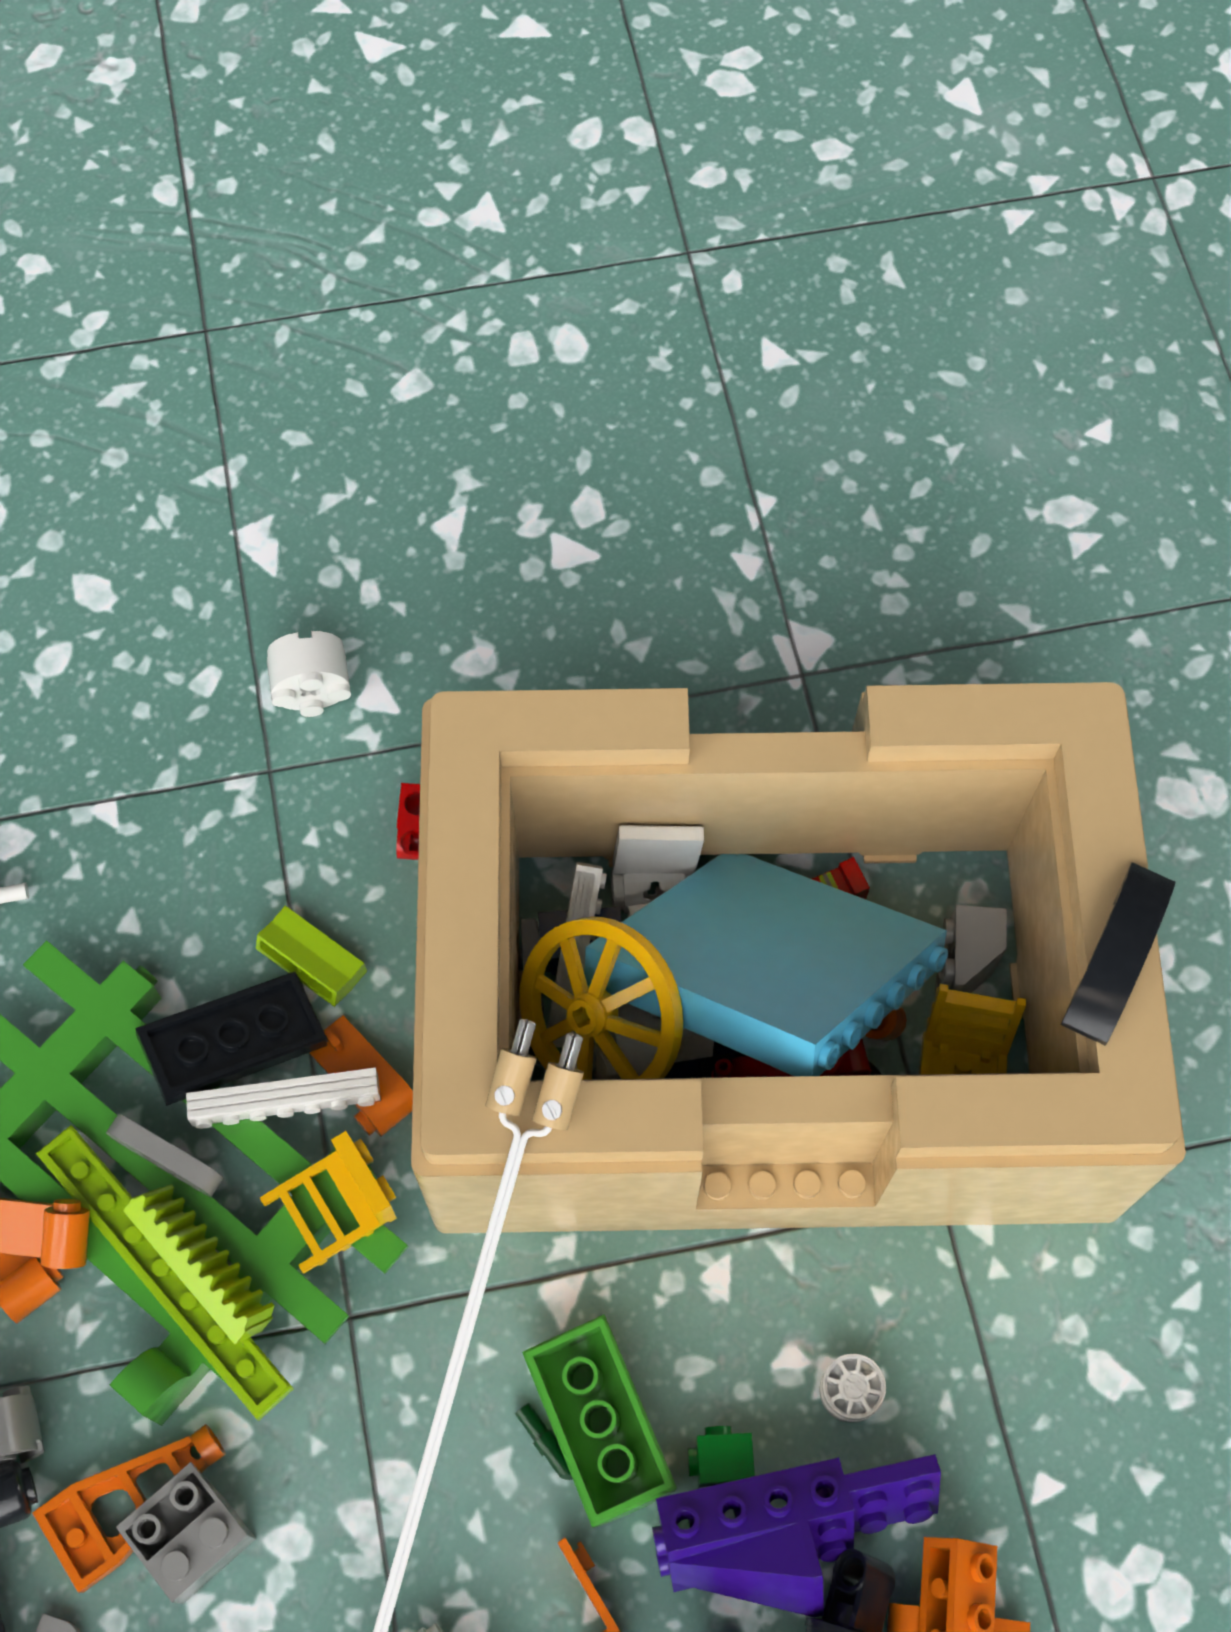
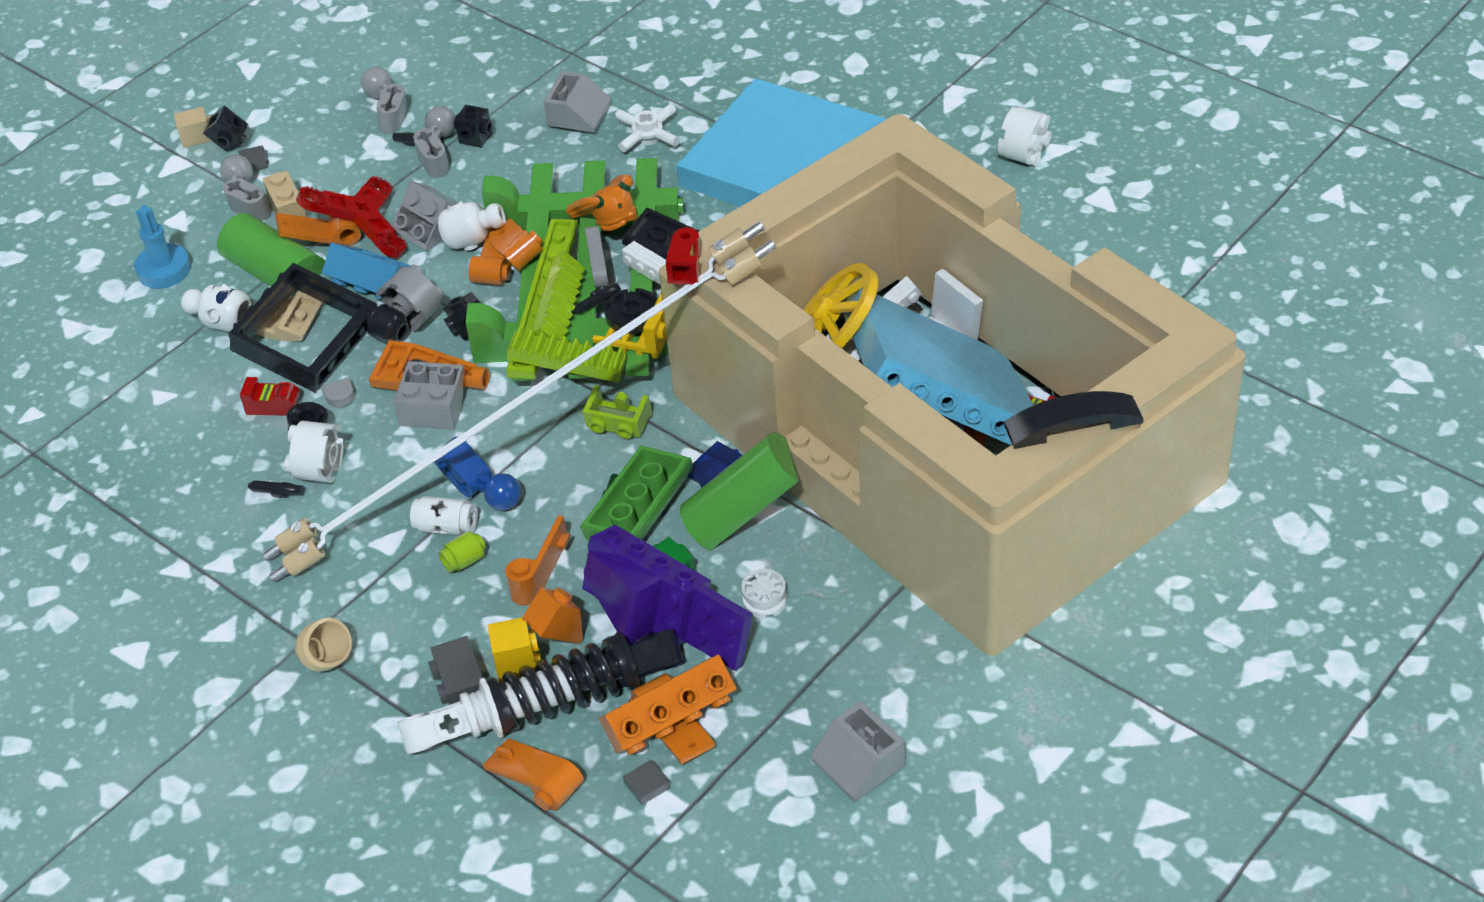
camera: 55 degrees right, 20 degrees down
(84, 1384) = (456, 313): none -> black brick
(87, 1067) = (605, 202): none -> orange hair
(171, 796) = (766, 140): none -> medium azure brick
(230, 1207) = (598, 296): none -> black piece
(305, 1191) = (627, 306): none -> black tile
(306, 1329) = (556, 354): none -> lime gear
(358, 1588) = (471, 474): none -> blue beam
(422, 544) = (1024, 135): none -> white brick
(425, 1330) = (616, 415): none -> lime window
(467, 1147) = (683, 257): none -> red leg
(609, 1277) = (712, 463): none -> clear blue piece
(714, 1306) = (740, 491): none -> bright green brick
(1169, 1478) = (859, 751): none -> light grey slope

